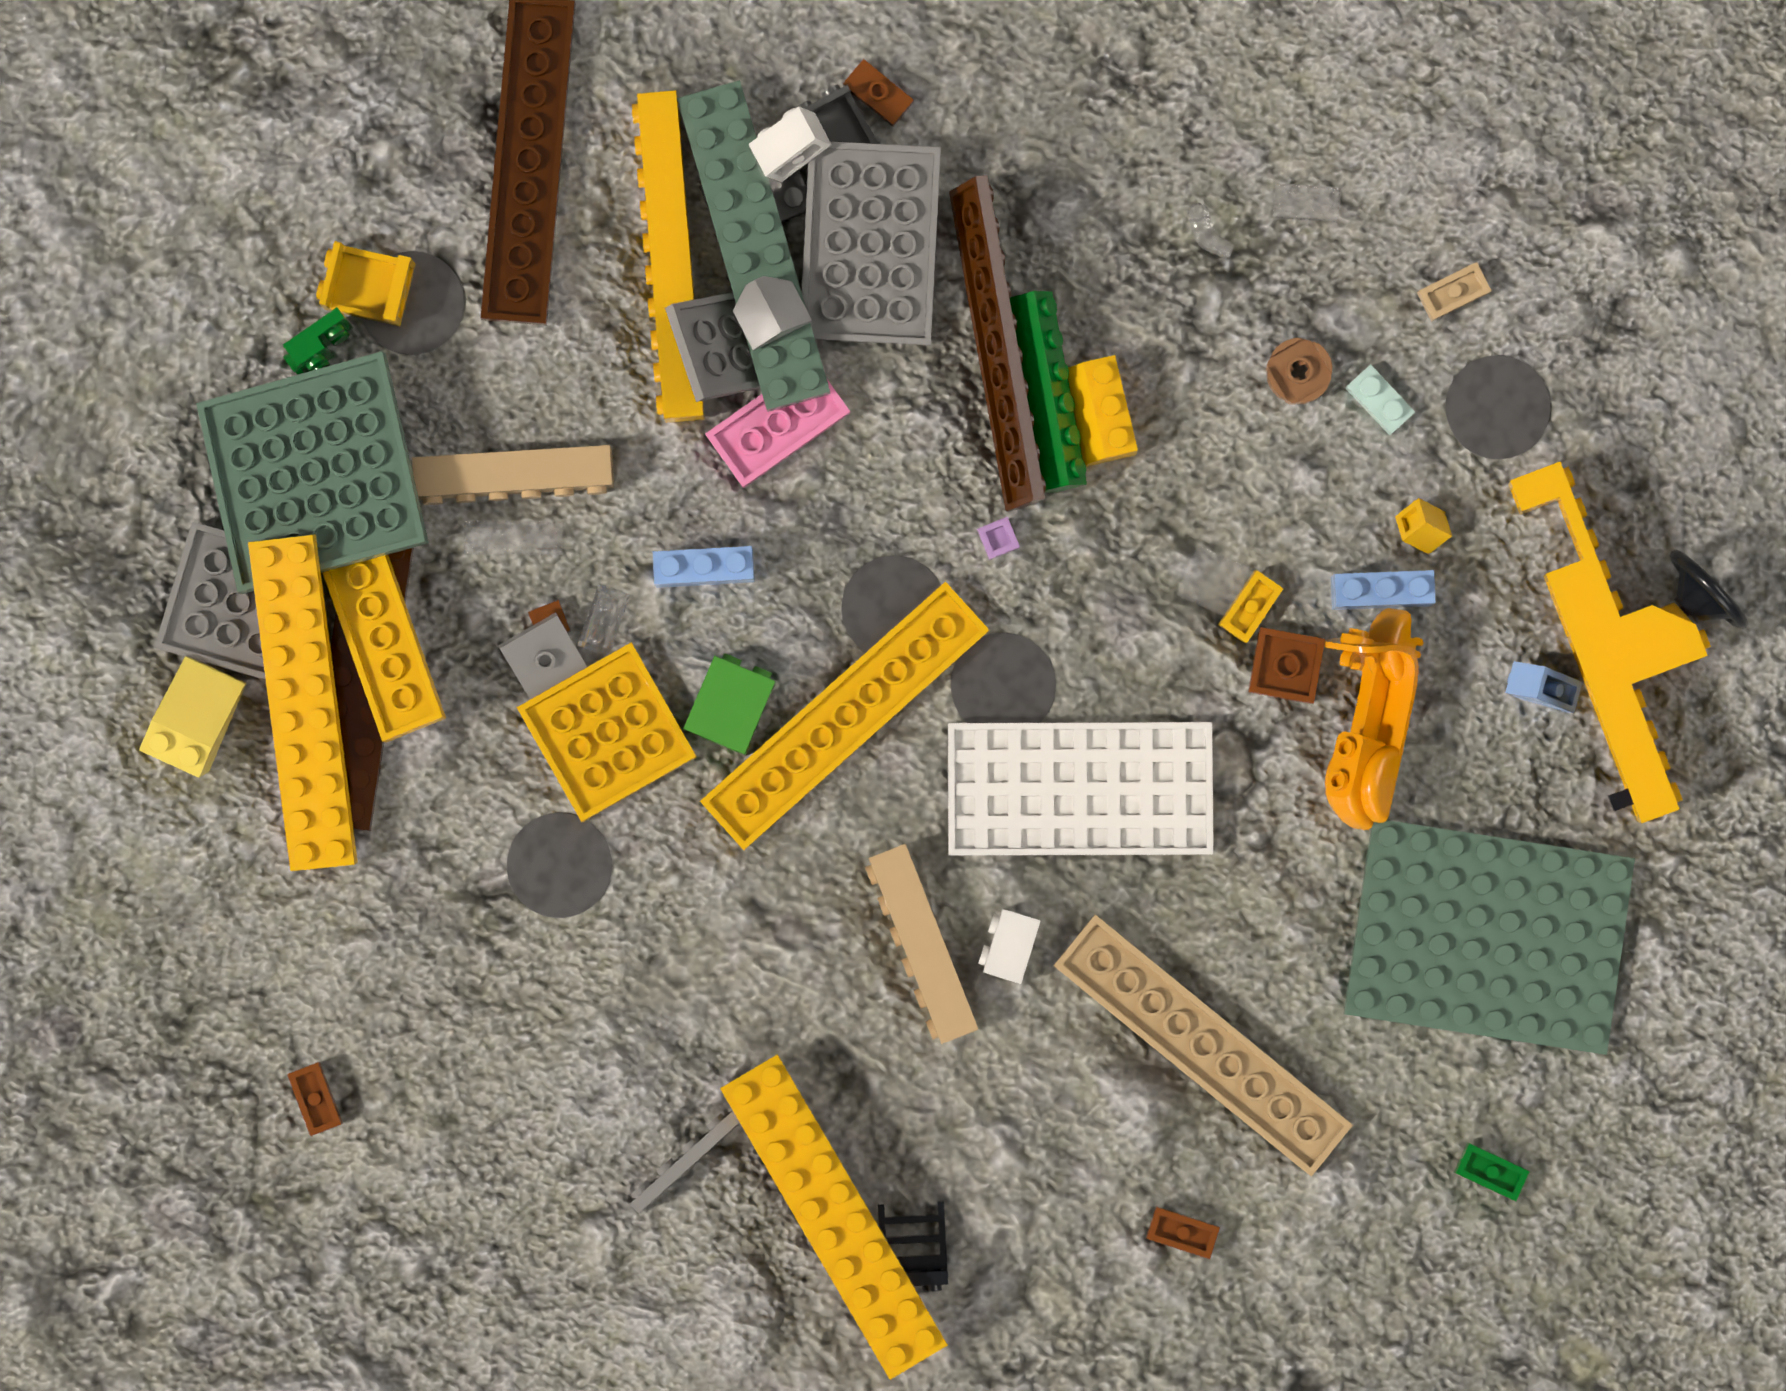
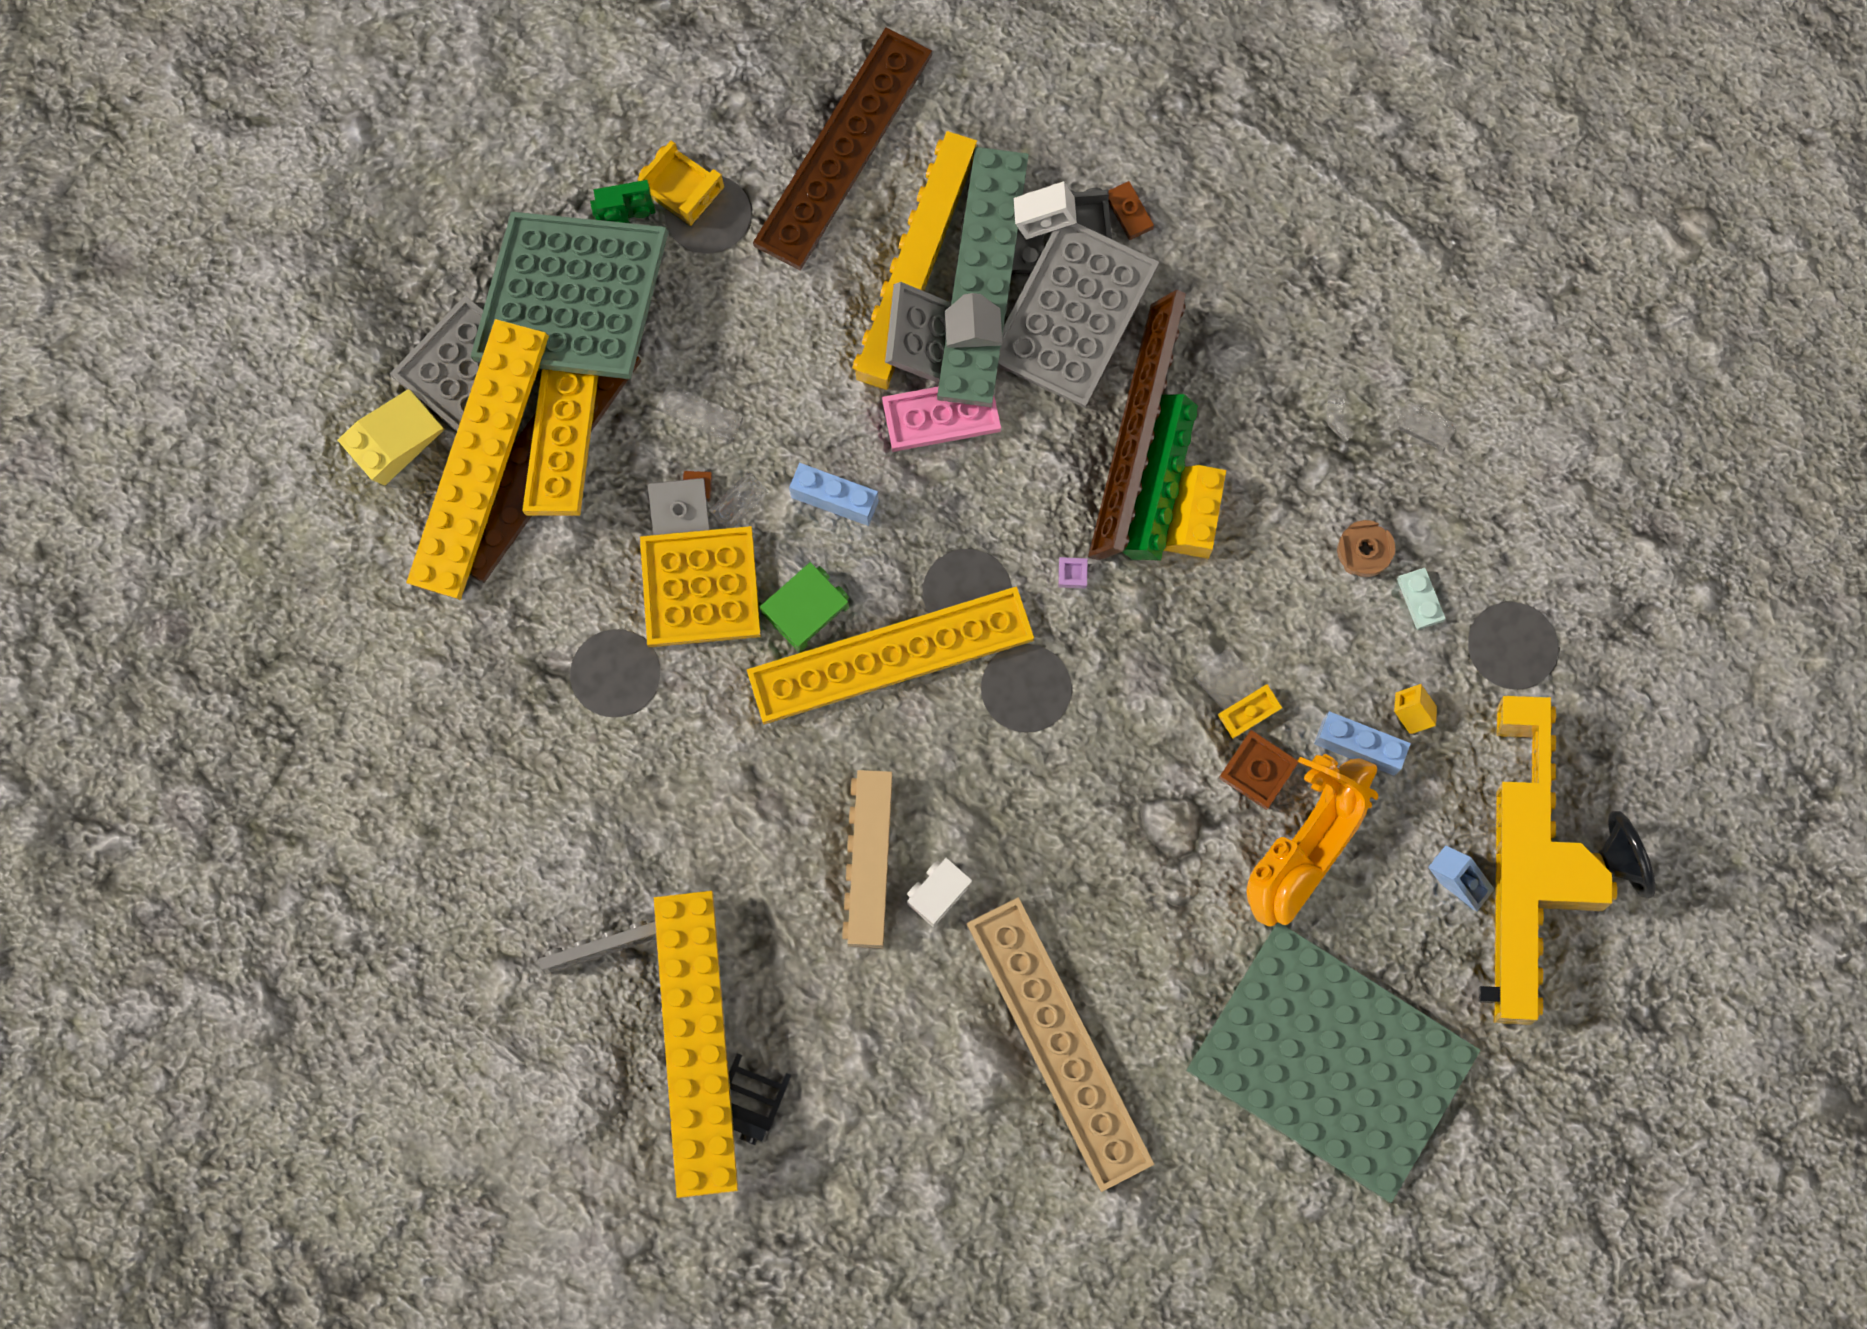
camera: 25 degrees right, 10 degrees down
(315, 1099) = (336, 766): dark orange plate -> none
(513, 473) = (722, 364): tan brick -> none
(1080, 788) = (1051, 794): white plate -> none
(1182, 1232) = (974, 1190): dark orange plate -> none
(1454, 291) = (1514, 541): tan plate -> none
(1491, 1172) = (1253, 1257): green plate -> none

